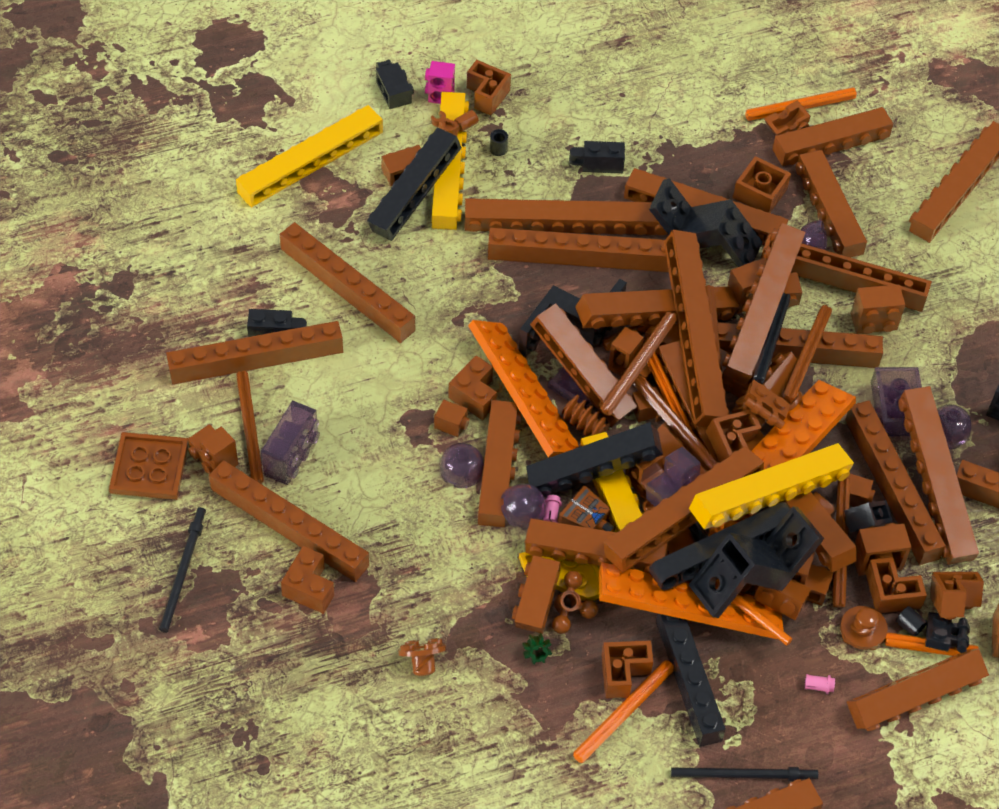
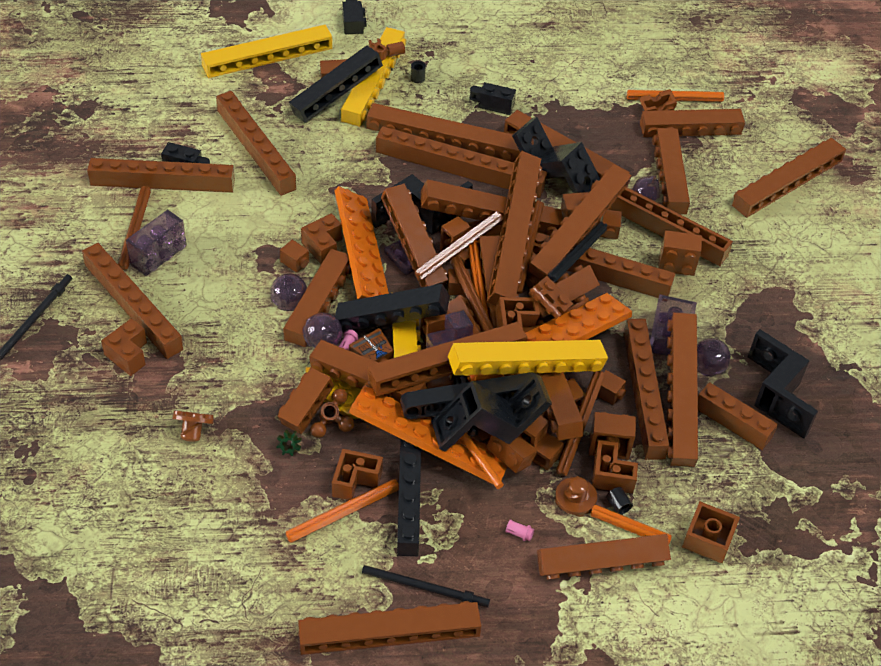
camera: 15 degrees right, 5 degrees down
(149, 465) = (43, 236): dark orange plate -> none
(213, 447) = (96, 231): dark orange brick -> none
(440, 79) = (388, 16): dark pink brick -> none
(489, 85) = (425, 31): dark orange brick -> none
(584, 417) = (400, 276): dark orange piece -> none
(761, 185) = (618, 143): dark orange brick -> none
(807, 353) = (602, 270): dark orange axle -> none
(868, 515) = (609, 403): black brick -> none
(940, 630) = (644, 515): black plate -> none
(956, 592) = (665, 484): dark orange brick -> none

